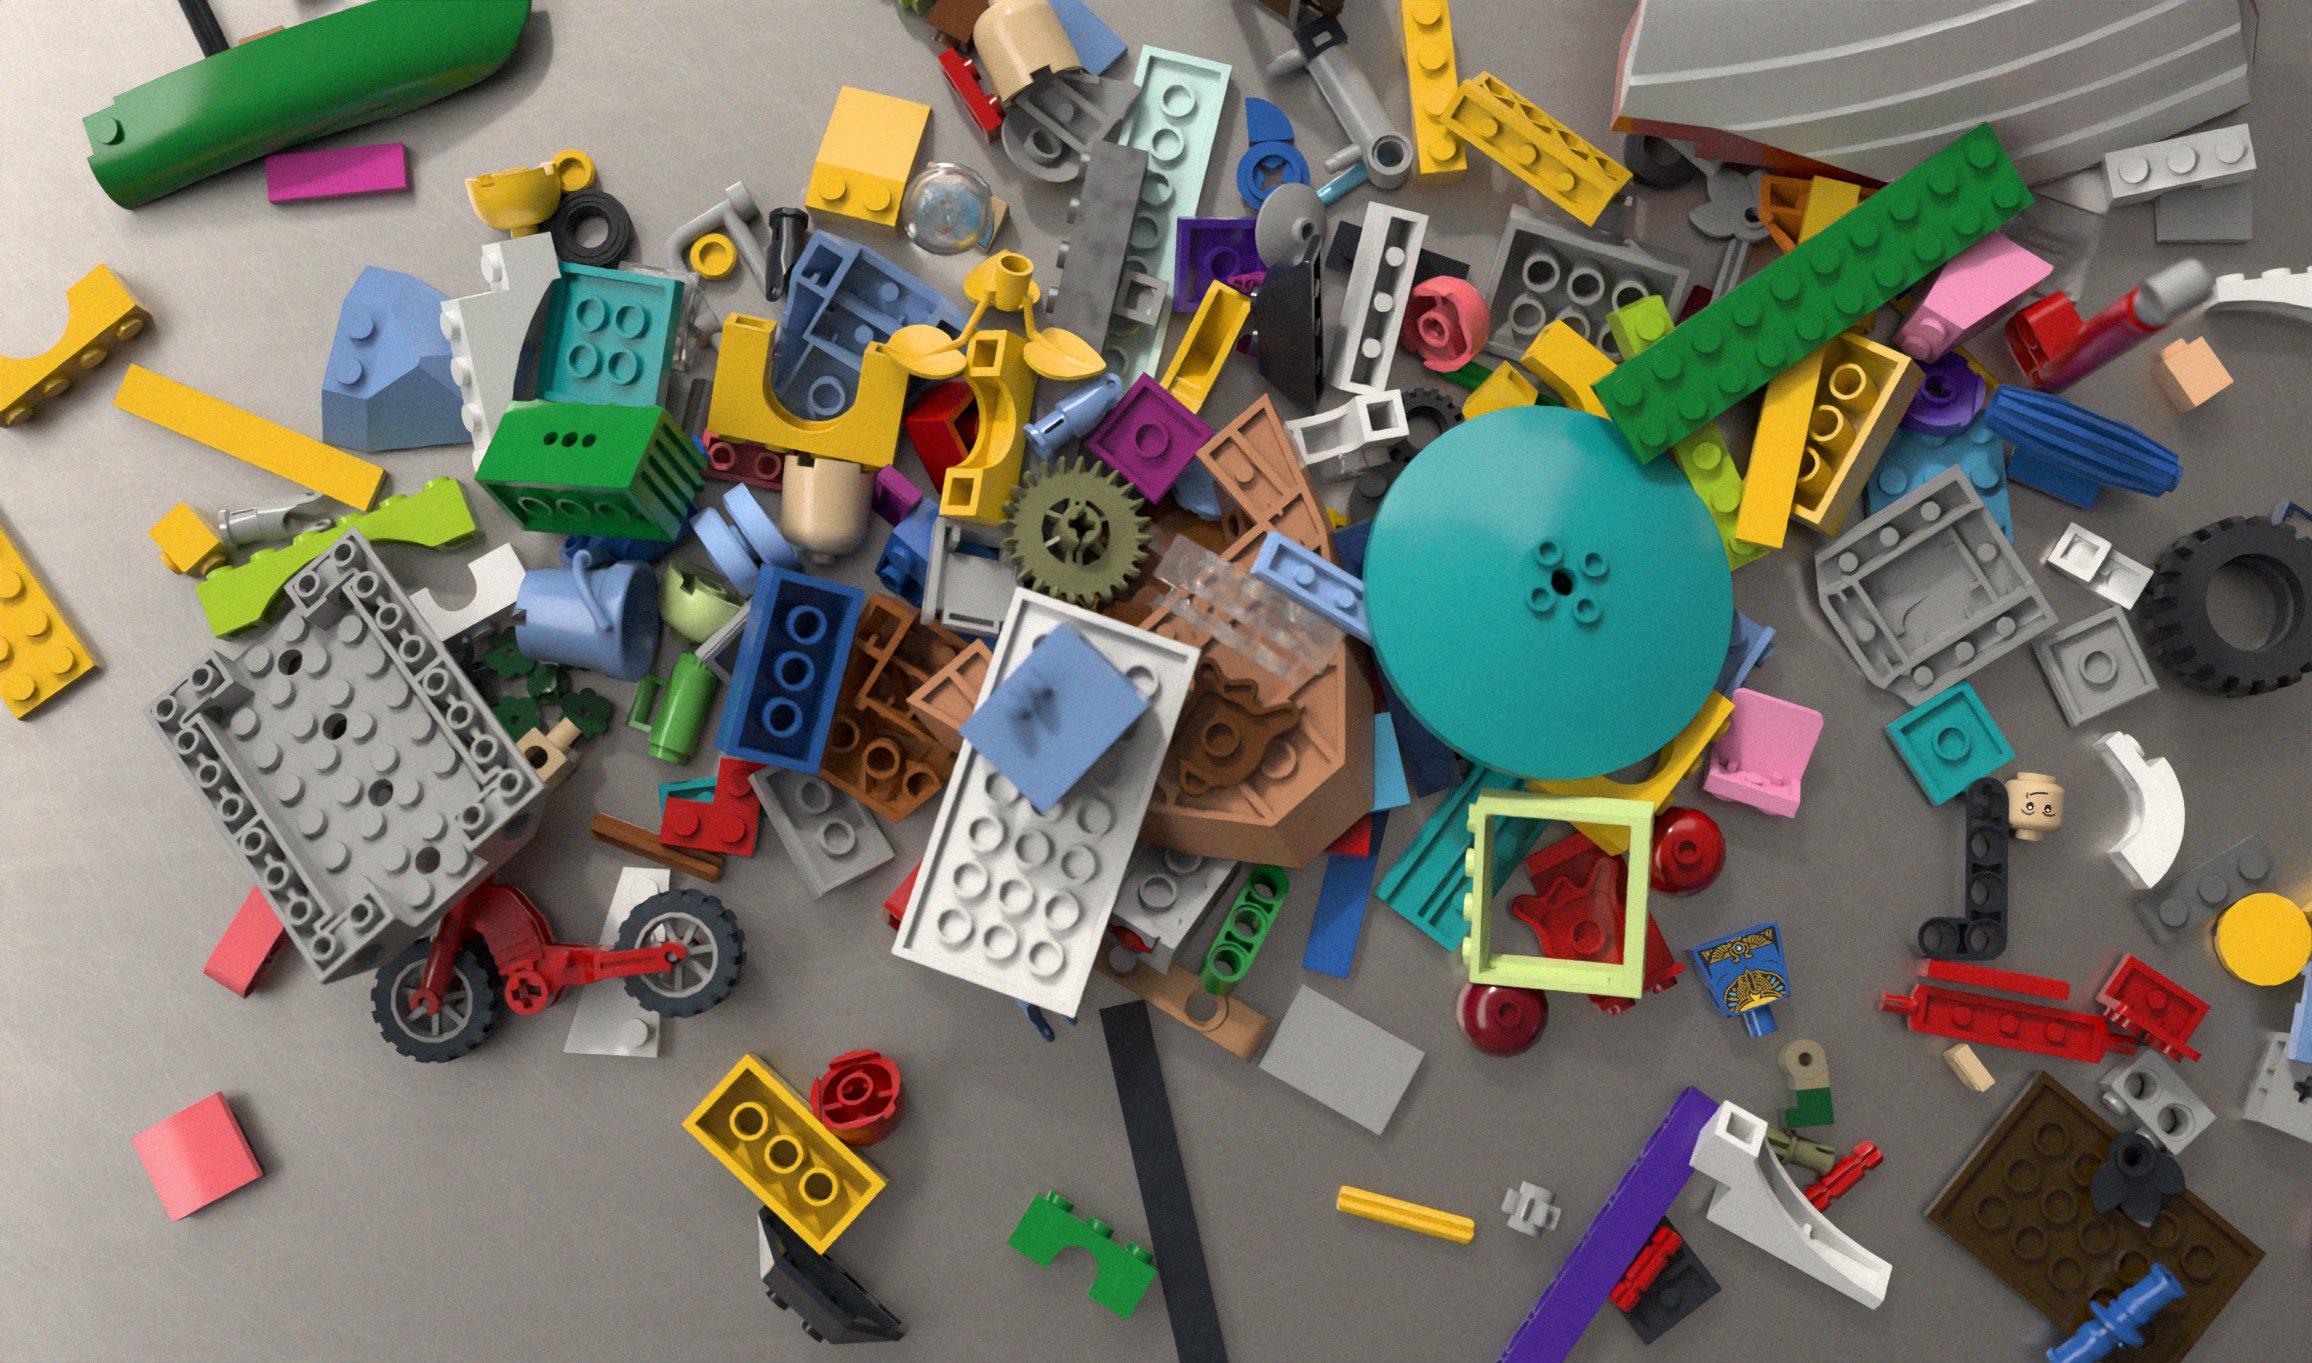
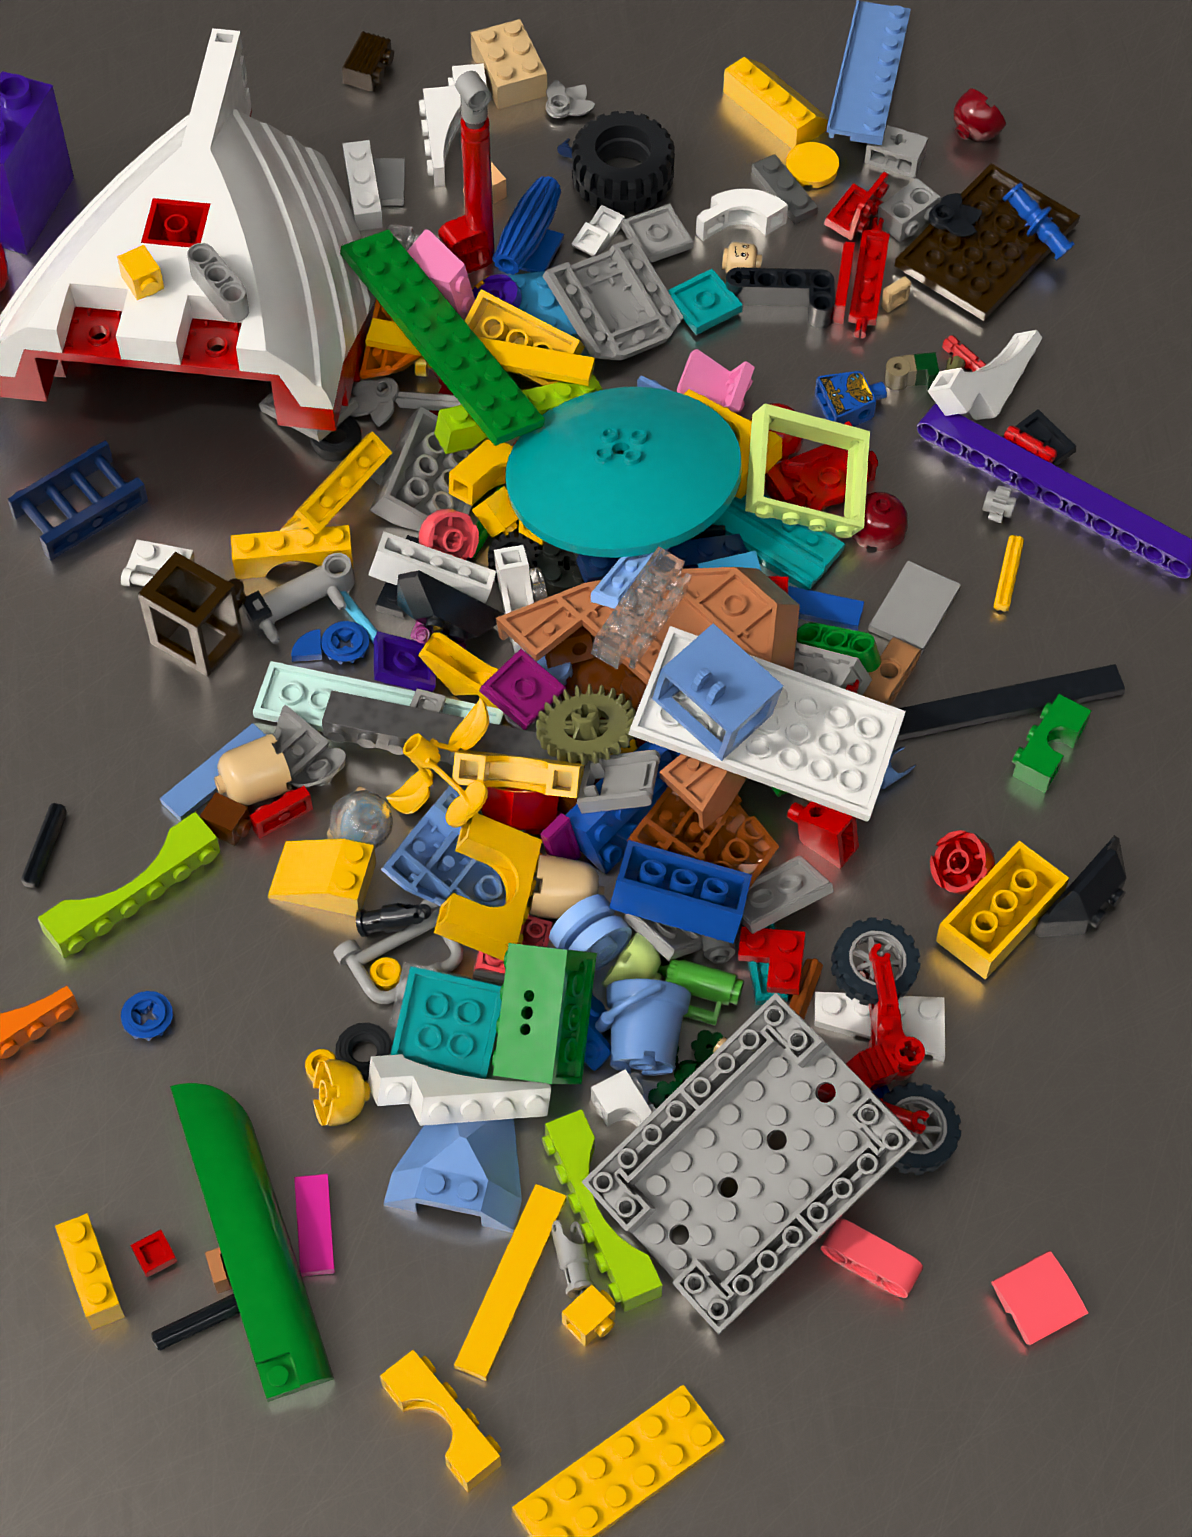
camera: 90 degrees left, 25 degrees down
(1074, 415) = (511, 726): medium blue piece -> none
(1224, 732) = (726, 616): reddish brown tile -> none
(1287, 220) = (382, 623): light grey dish -> none

